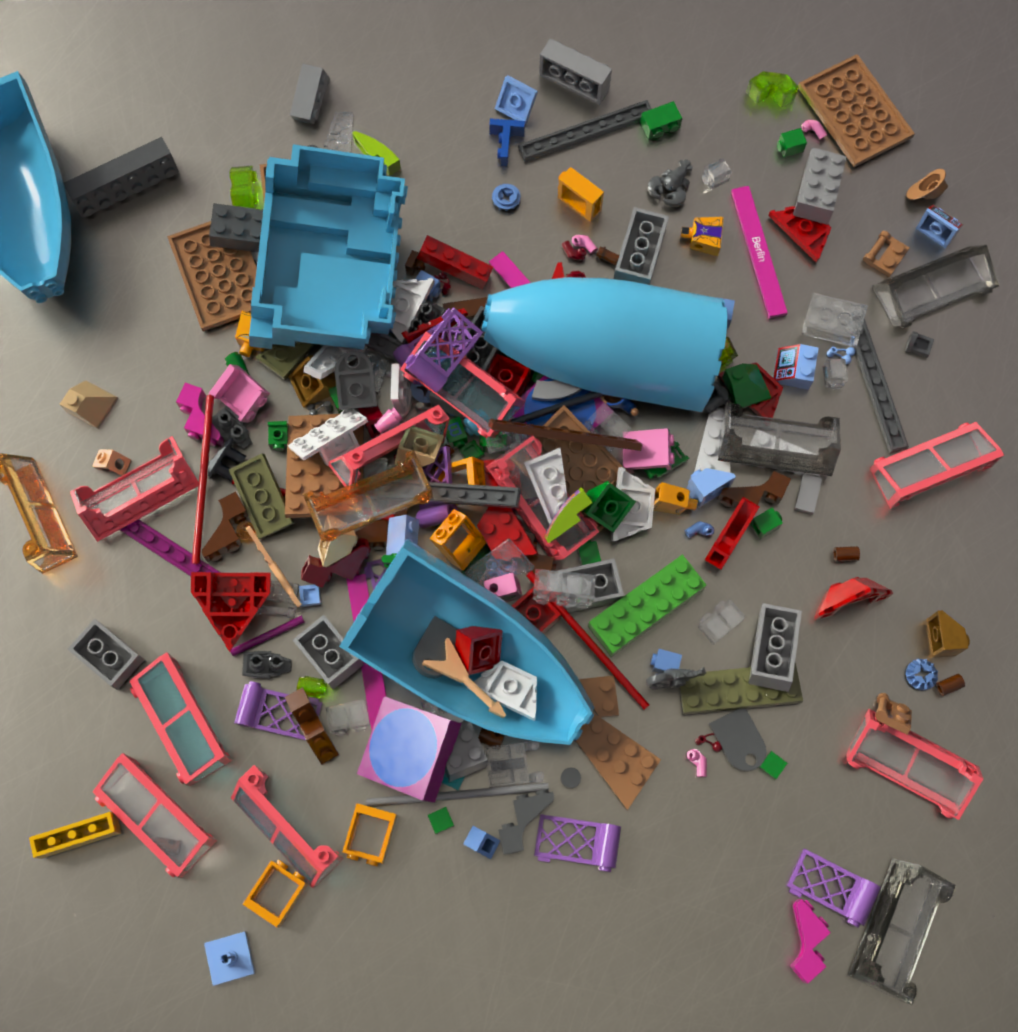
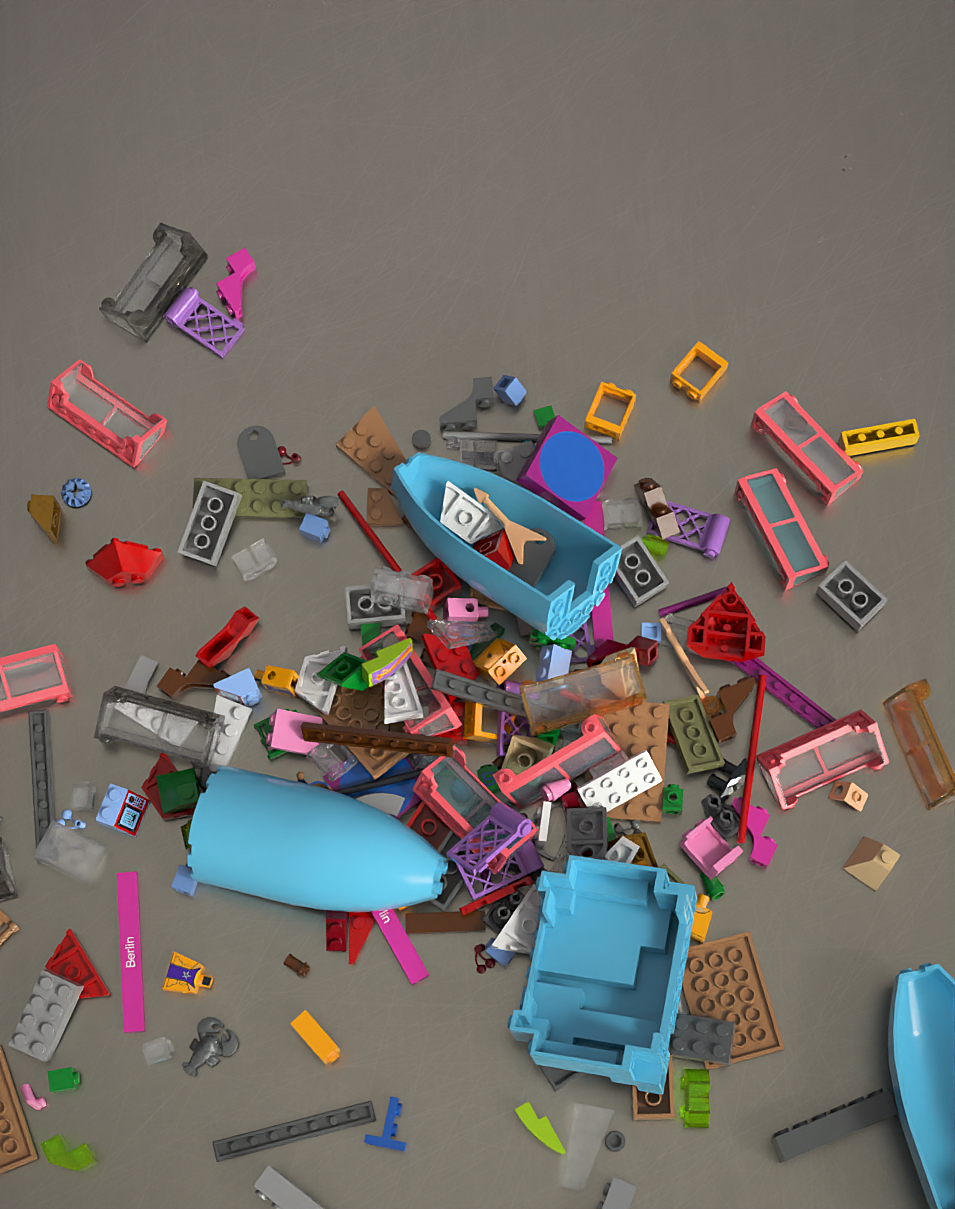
camera: 170 degrees left, 0 degrees up
(229, 958) = (742, 327): light blue tile -> none
(264, 664) = (698, 572): dark grey connector -> none
(308, 862) = (659, 387): windscreen -> none
(414, 264) = (511, 981): reddish brown tile -> none
(455, 262) = (466, 969): red brick -> none
(471, 450) = (475, 760): green tile -> none
(508, 190) = (403, 1045): medium blue gear -> none
(516, 99) = (369, 1174): light blue tile -> none
(573, 253) = (334, 974): dark red arm -> none
(585, 242) = (318, 986): bright pink arm -> none
(605, 843) = (400, 374): medium lavender piece -> none
(641, 246) = (259, 964): light grey brick -> none
(646, 605) = (322, 582): bright green brick -> none
(661, 120) = (206, 1128): green piece -> none
(699, 760) = (300, 440): bright pink arm -> none
(700, 528) = (255, 654): medium blue arm -> none
(766, 522) = (188, 648): green brick -> none
(773, 765) = (233, 428): green tile -> none
(846, 553) = (118, 611): reddish brown piece -> none
(899, 714) = (109, 451): medium nougat plate -> none
(950, 684) = (52, 478): reddish brown piece -> none

